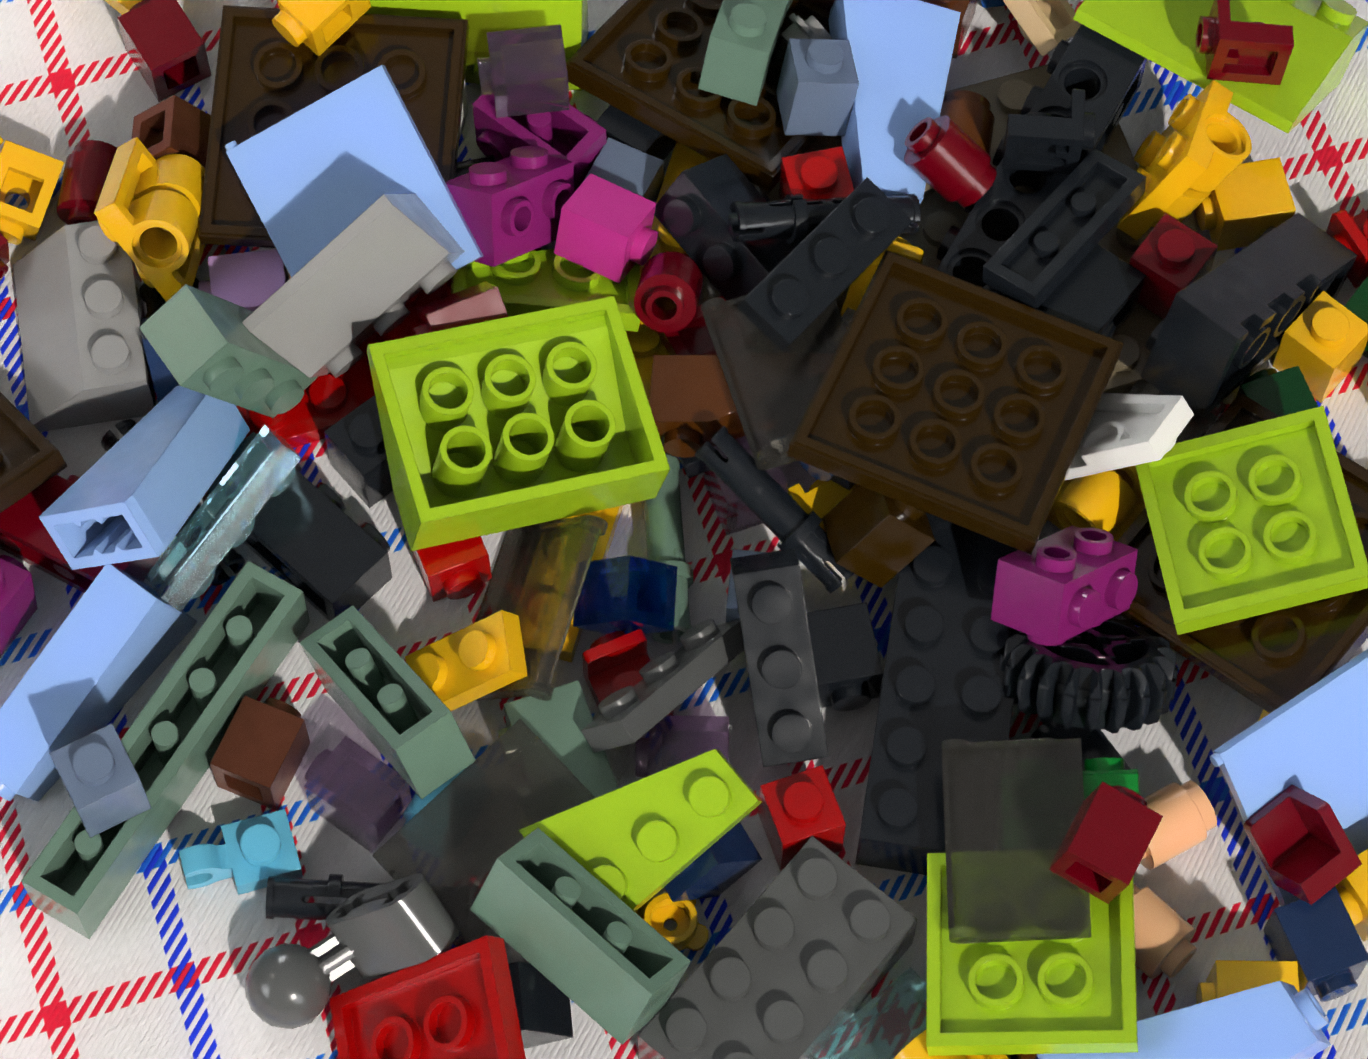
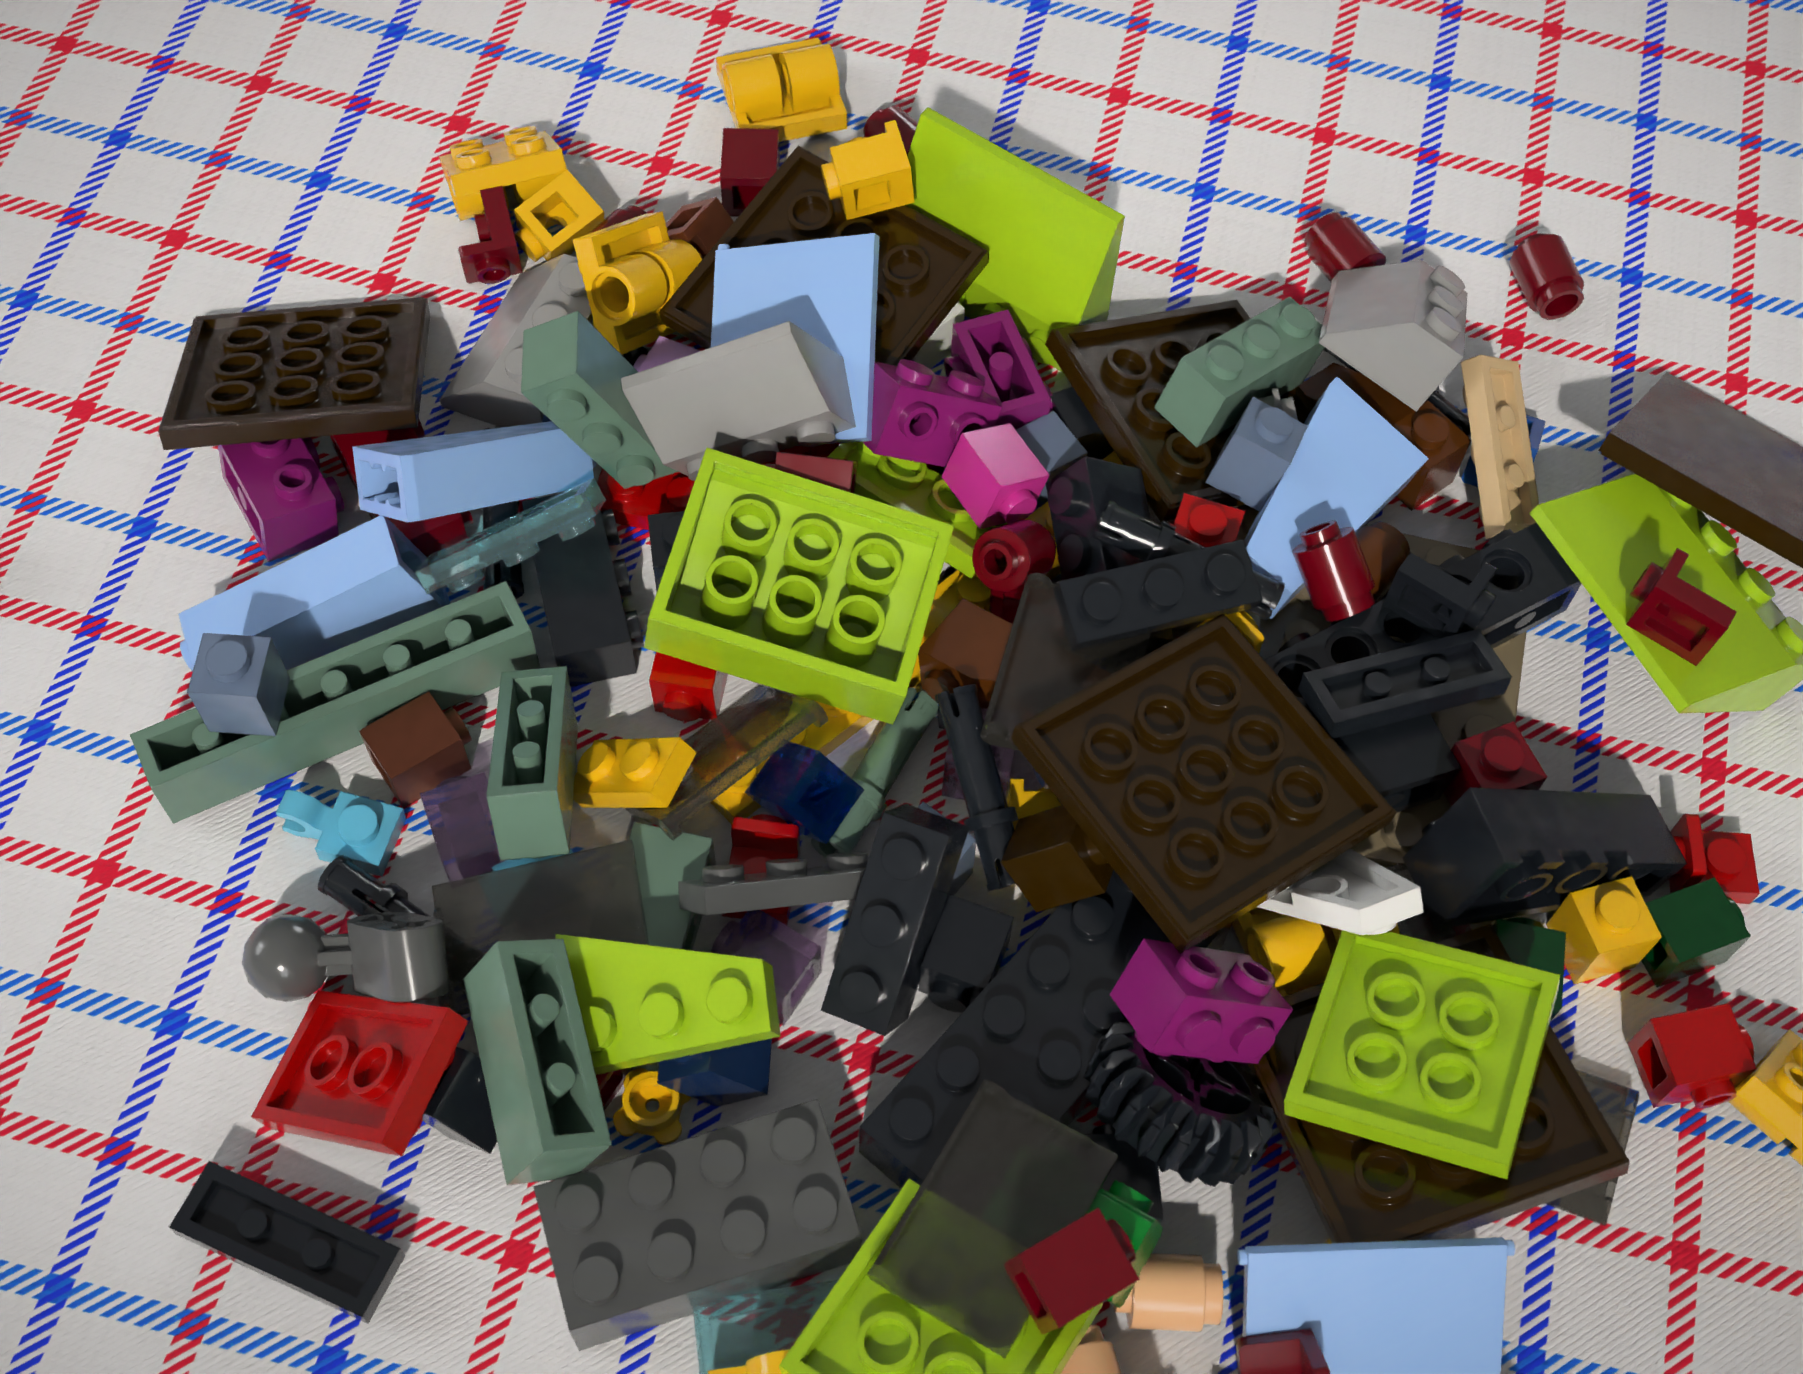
camera: 30 degrees right, 5 degrees down
(525, 71) = (1009, 314): clear purple brick -> none
(797, 810) = (834, 1071): red brick -> none
(1187, 159) = (1566, 690): yellow plate -> none
(1246, 204) = (1604, 757): yellow brick -> none

